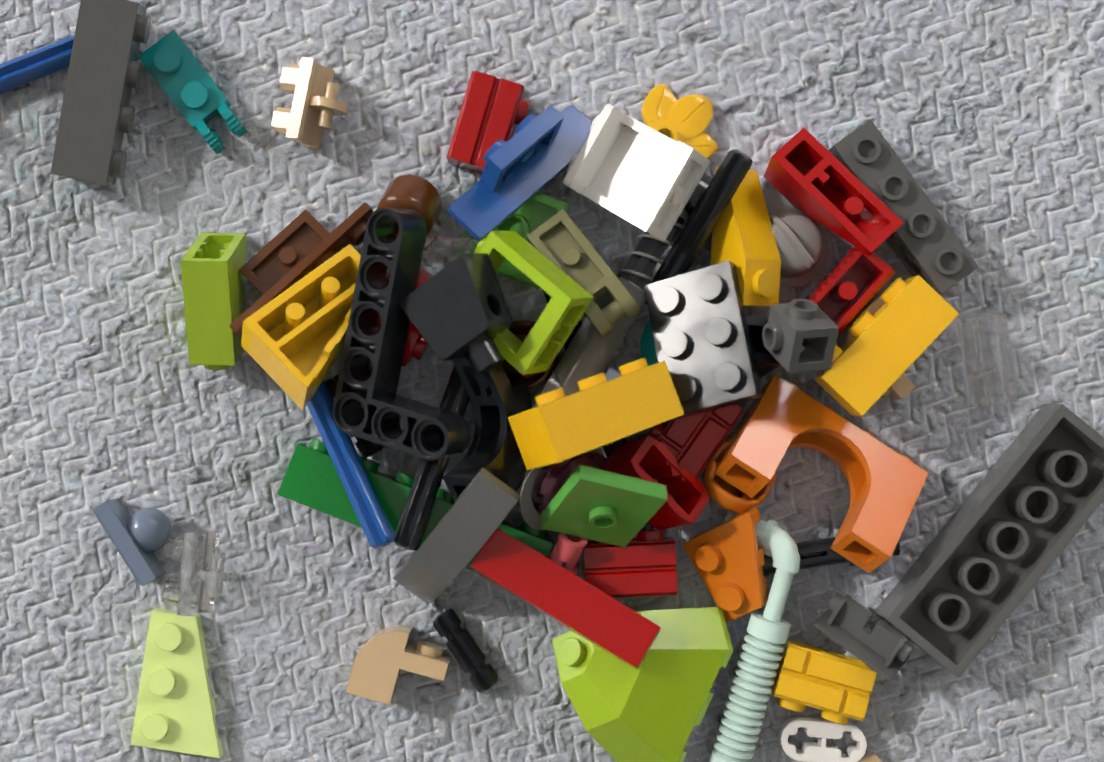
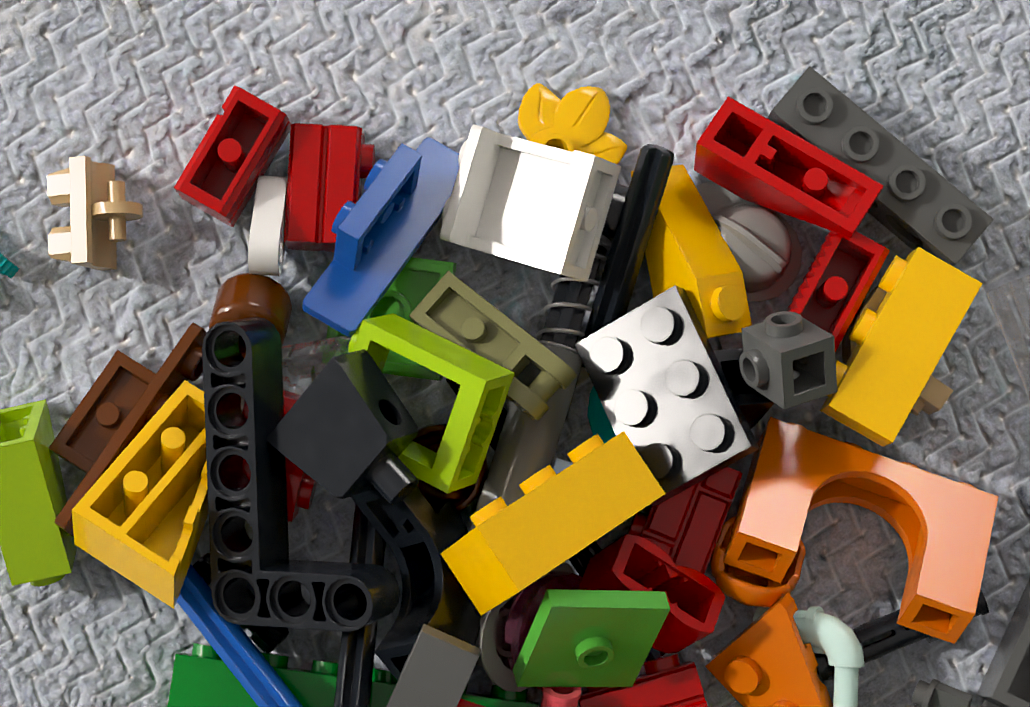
camera: 15 degrees left, 5 degrees down
(424, 84) = (233, 156): none -> red brick
(437, 144) = (267, 227): none -> white beam

